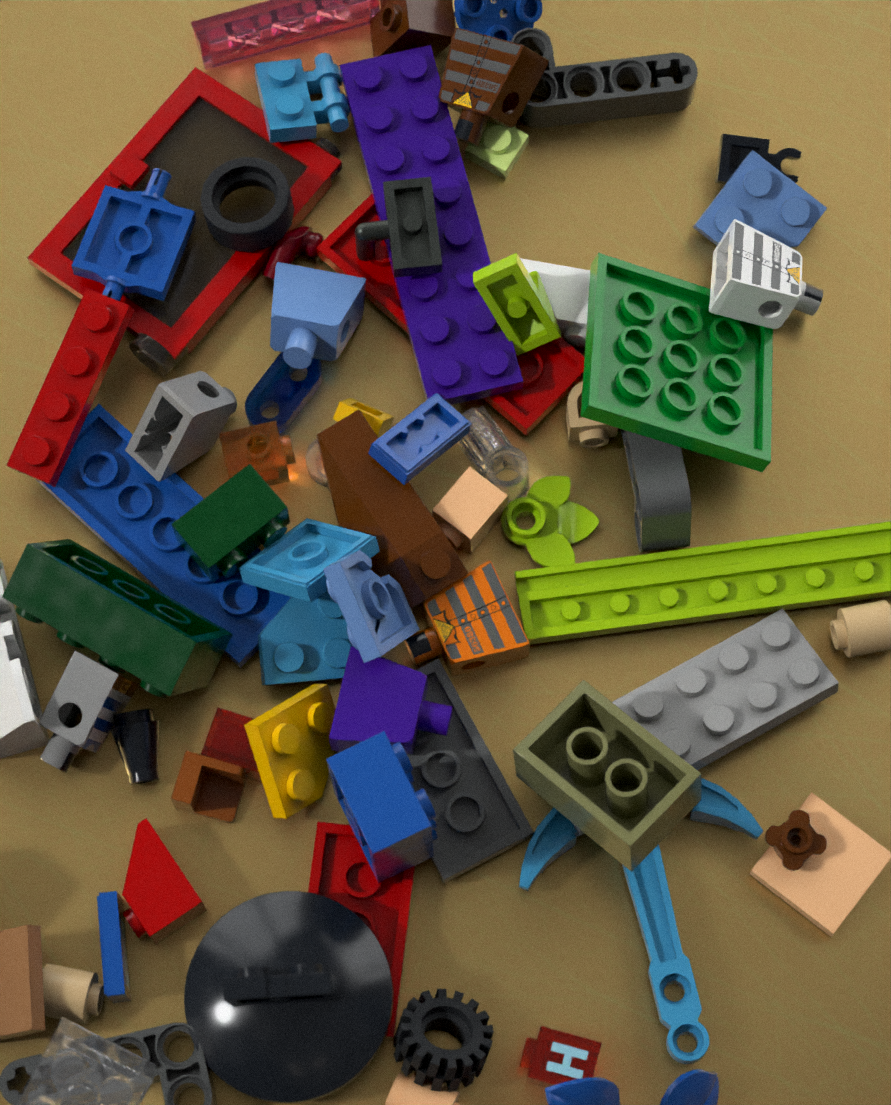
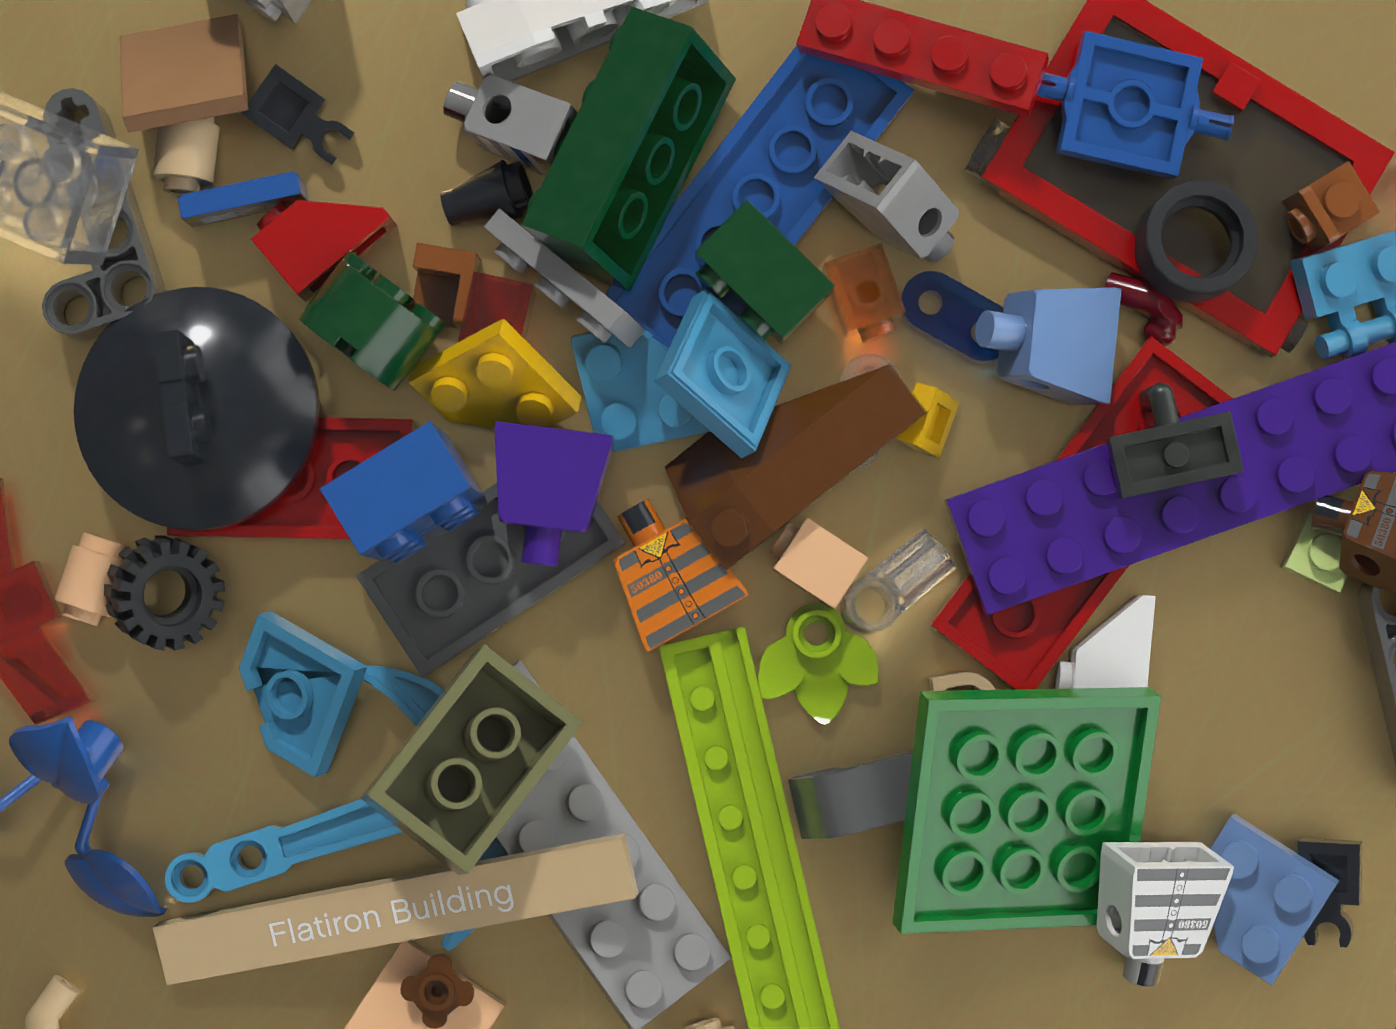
camera: 85 degrees right, 15 degrees up
(45, 900) = (289, 110): none -> black plate
(217, 682) = (562, 282): none -> light grey plate
(232, 842) = (371, 321): none -> dark green brick
(233, 111) = (1329, 208): none -> dark orange bracket
(371, 605) = (661, 454): medium blue plate -> none
(419, 438) = (893, 493): blue plate -> none
(517, 303) = (1085, 599): lime slope -> none
(536, 936) = (301, 691): none -> dark azure plate
(558, 1057) = (155, 732): clear red brick -> none
(727, 871) = (396, 909): none -> tan tile

